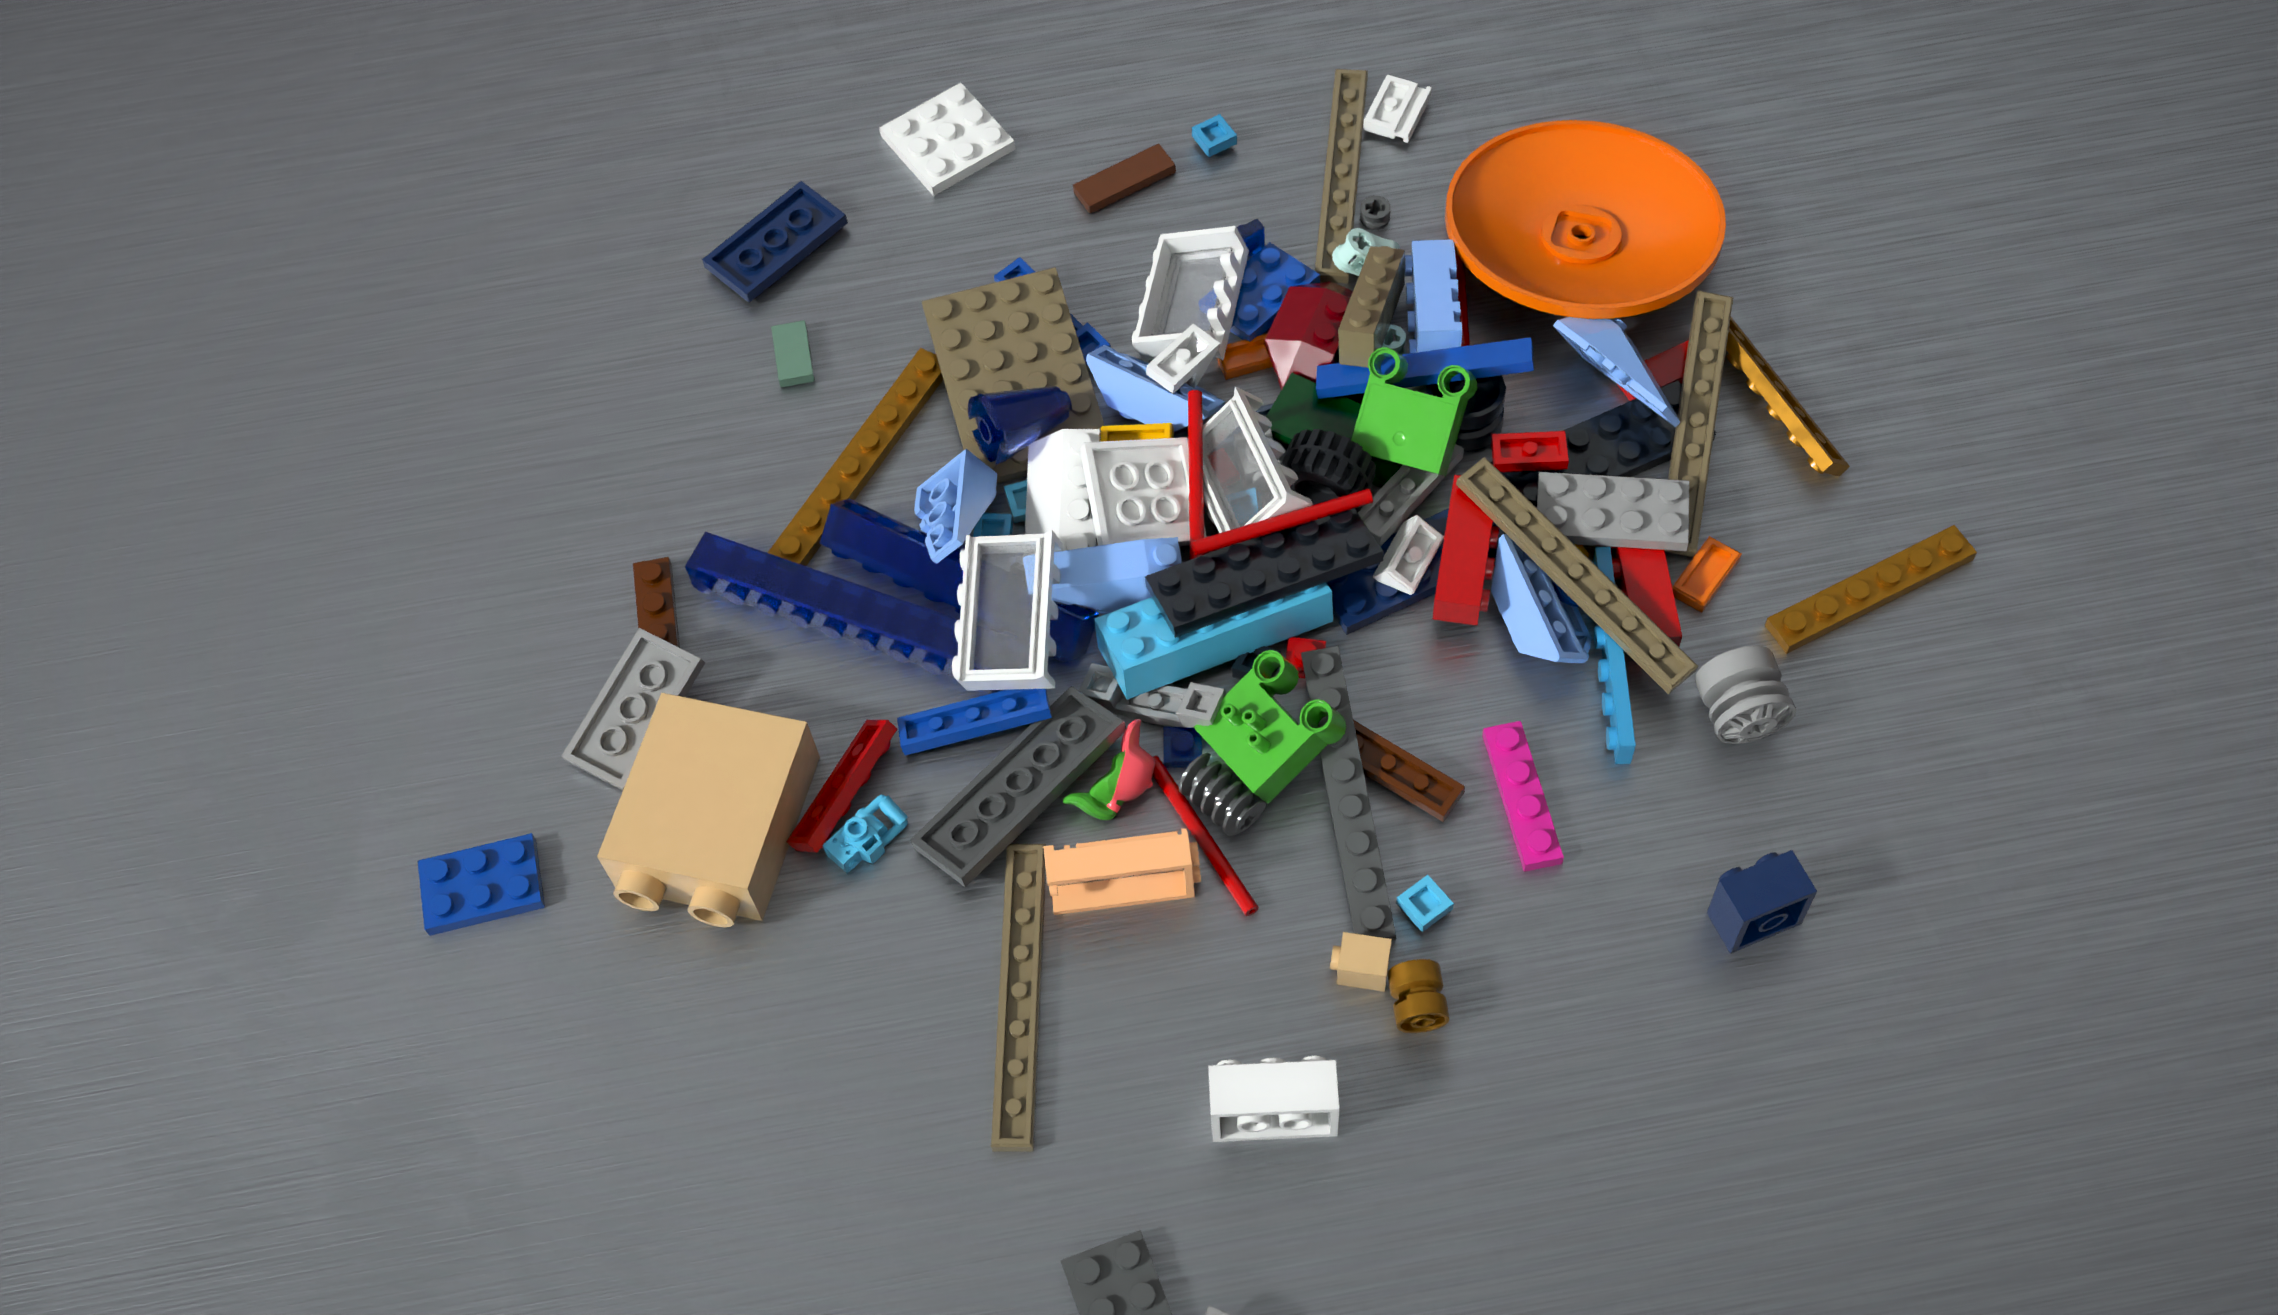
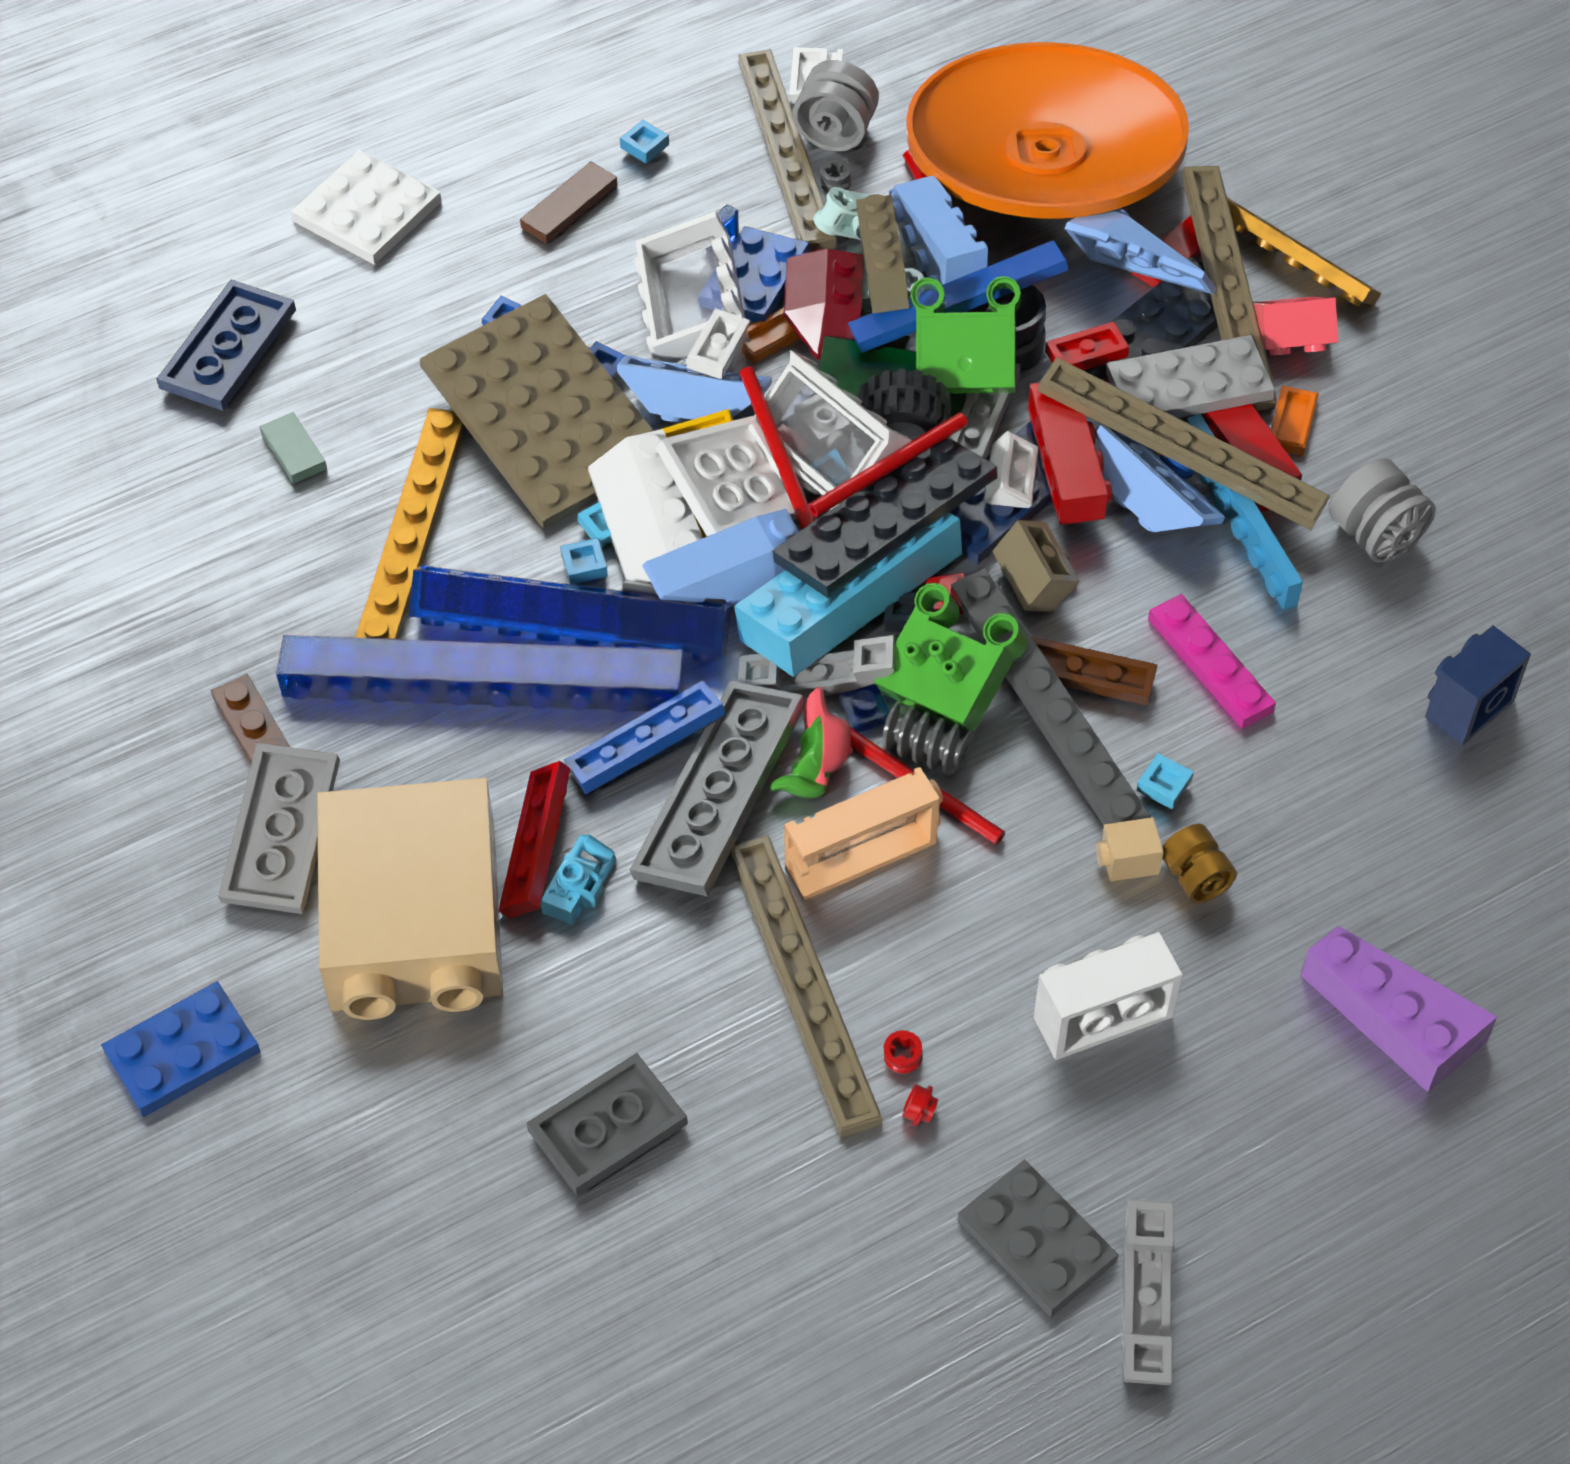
camera: 25 degrees left, 5 degrees down
(794, 1072) = (607, 1124): none -> dark grey plate
(954, 502) = (537, 539): light blue wedge -> none
(1006, 612) = (648, 620): window -> none
(1016, 419) = (568, 444): clear blue cone -> none
(1070, 1146) = (920, 1105): none -> red plate
(1086, 1080) = (905, 1040): none -> red bush
(1392, 656) = (1035, 566): none -> dark tan brick
(1396, 144) = (835, 105): none -> light grey wheel
(1550, 1207) = (1397, 1007): none -> medium lavender wedge
(1746, 476) = (1296, 323): none -> coral slope
(1870, 589) = (1446, 394): pearl gold plate -> none

